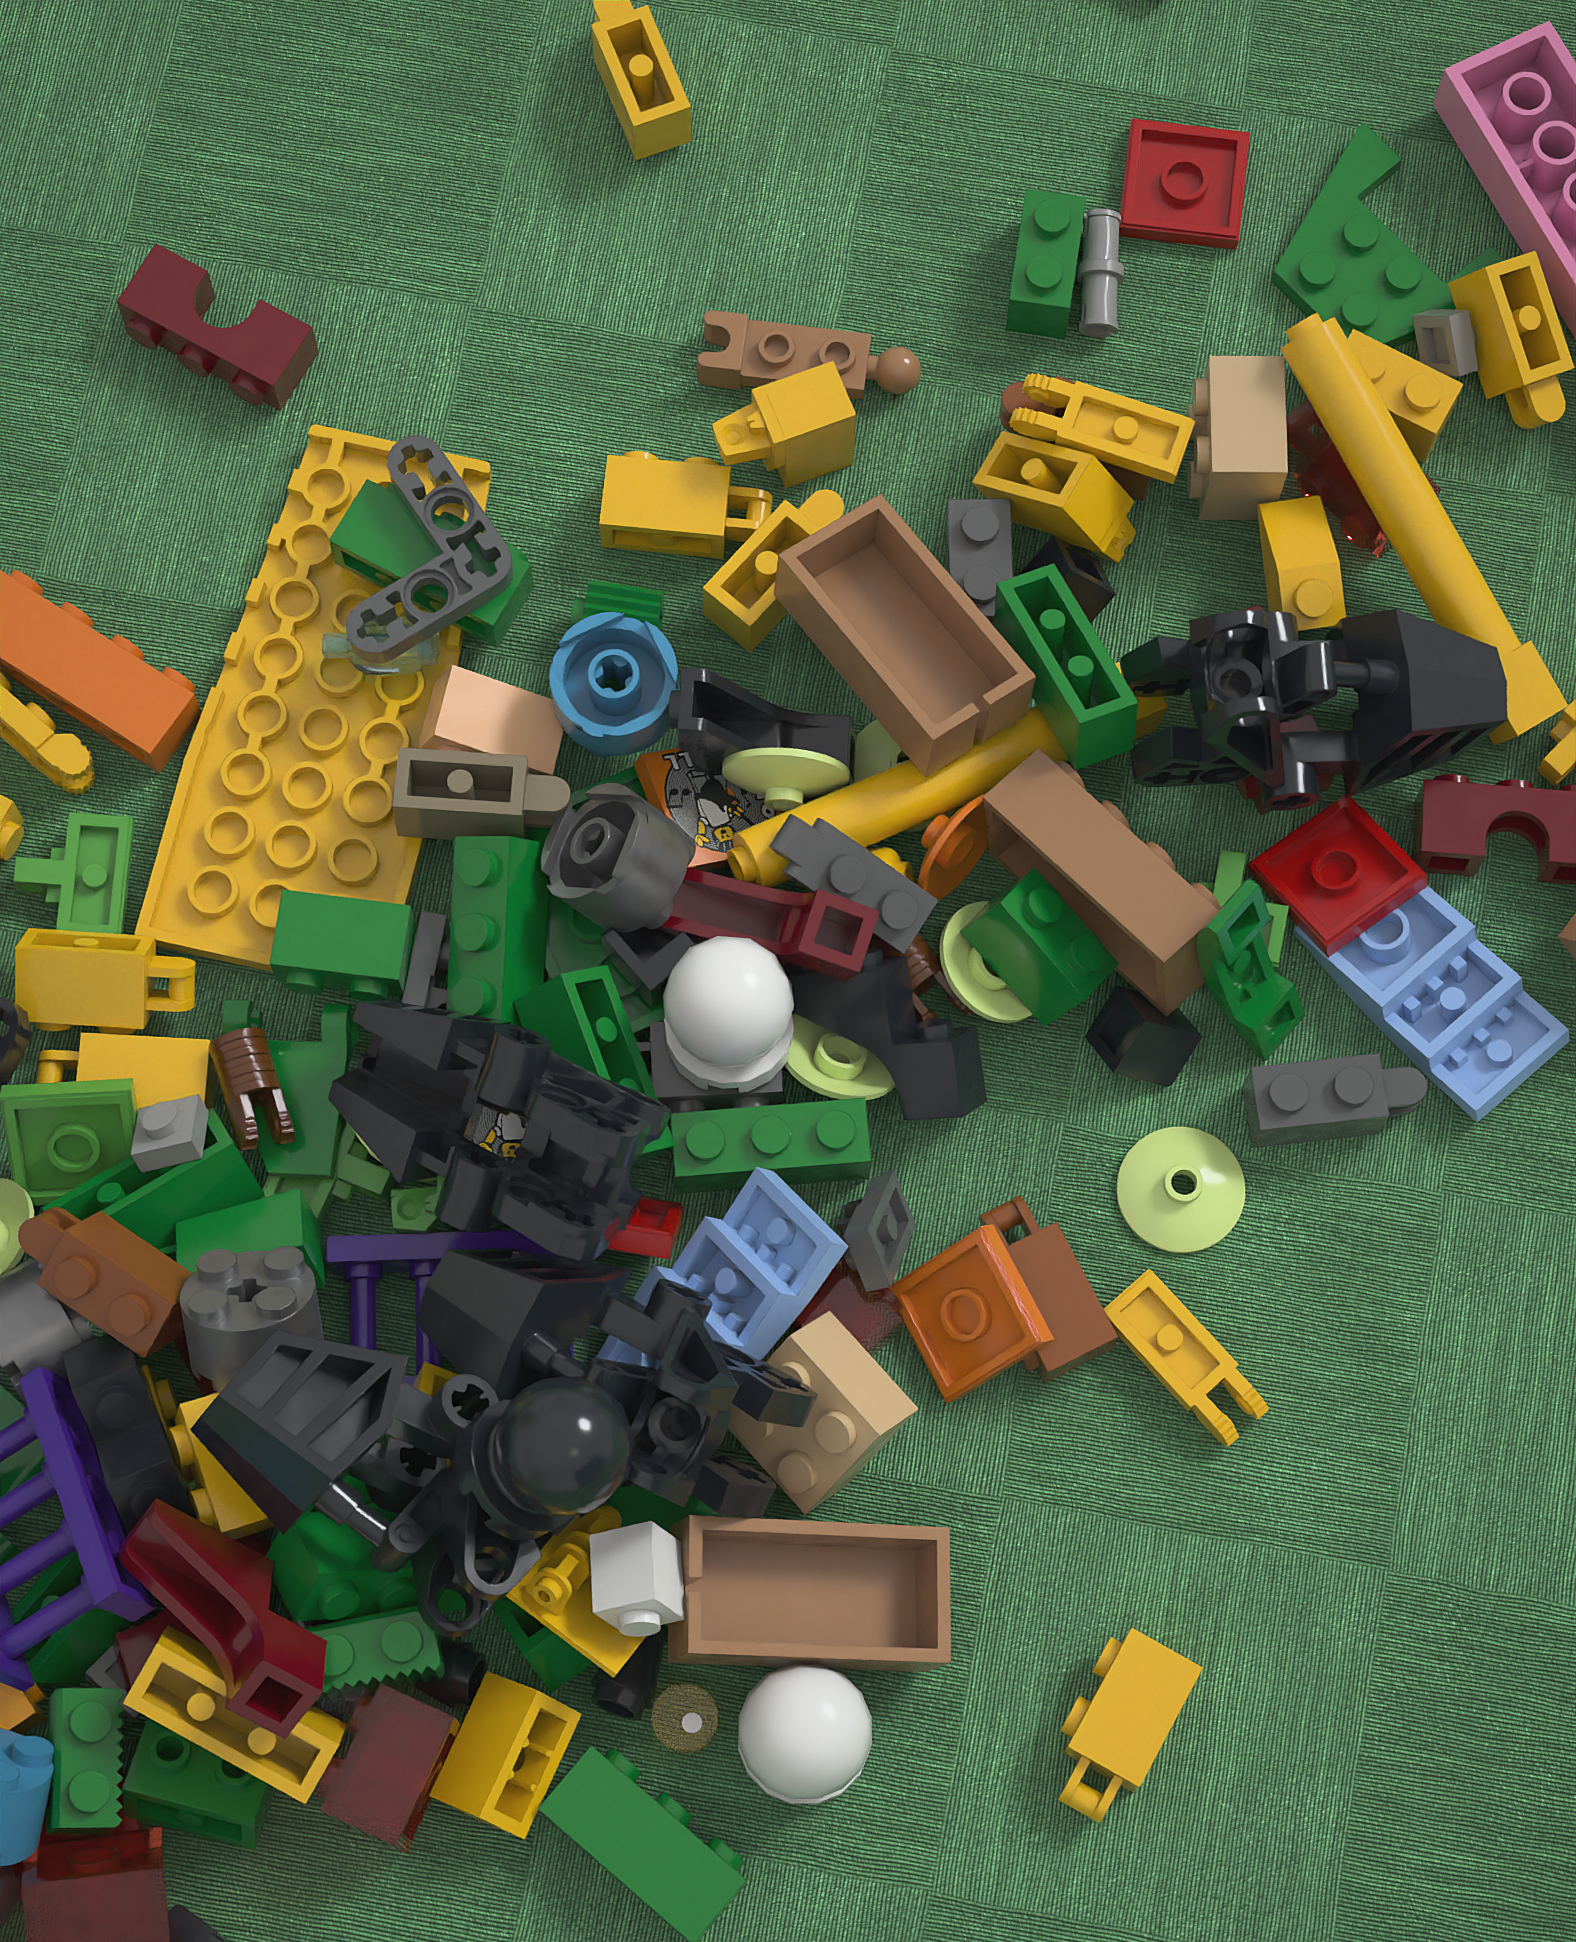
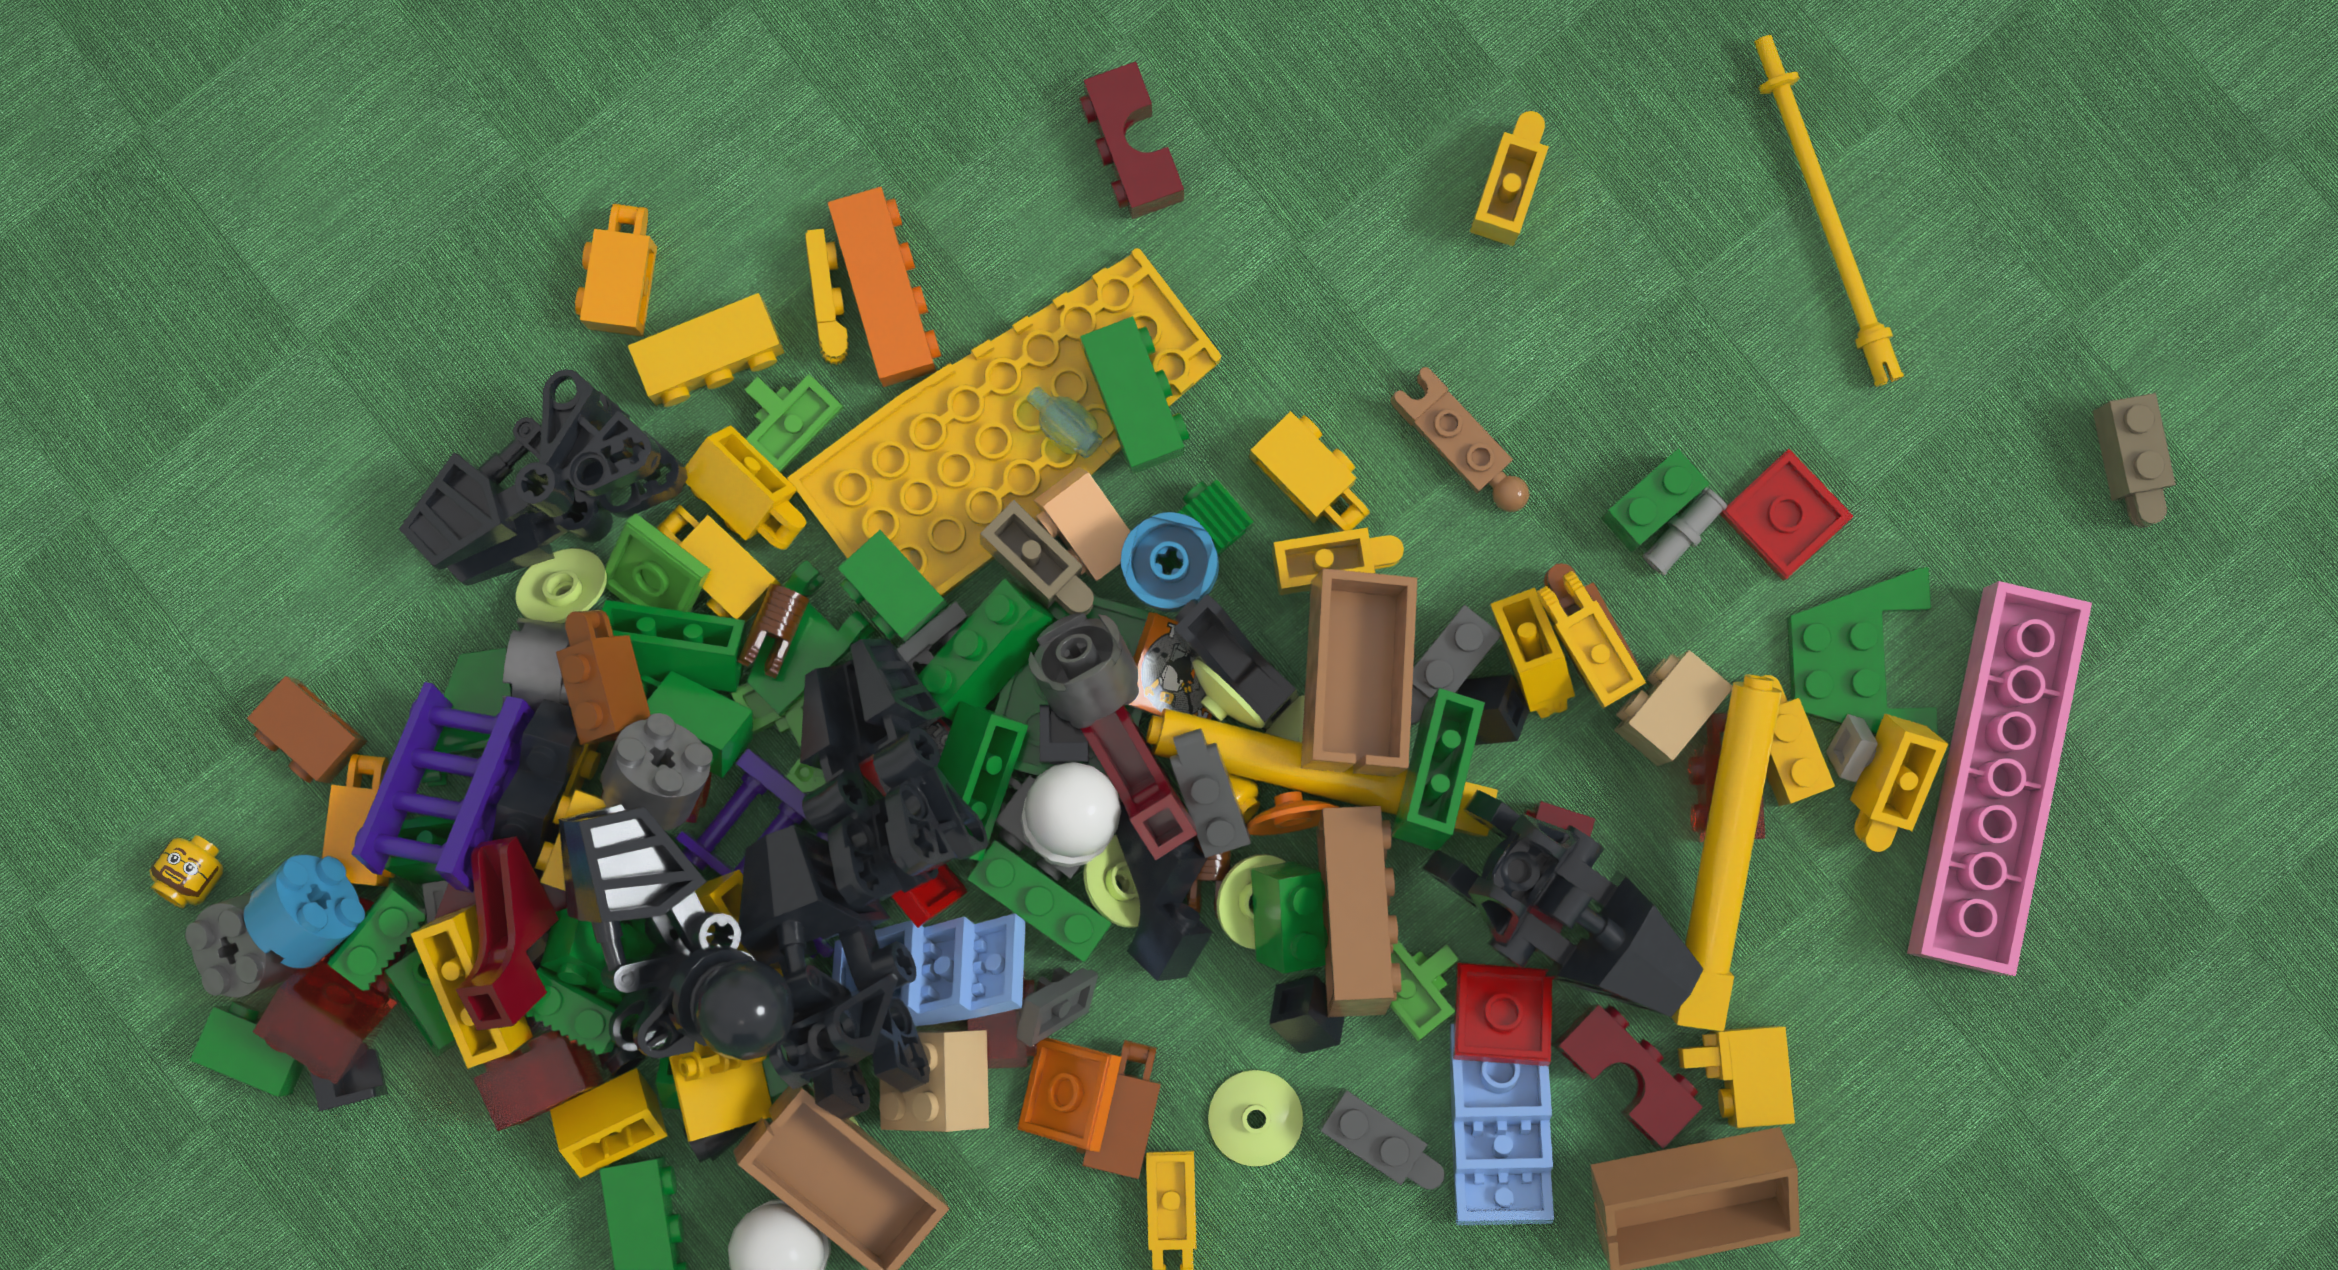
camera: 40 degrees right, 10 degrees up
(170, 1133) = (706, 618): light grey plate -> none
(448, 570) = (1129, 413): dark grey beam -> none
(637, 1578) = (744, 1100): white brick -> none
(684, 1718) = (725, 1182): clear yellow tile -> none
(794, 426) = (1409, 482): yellow hinge -> none
(1241, 975) = (1389, 1039): green slope -> none
(1301, 562) = (1641, 814): yellow slope -> none

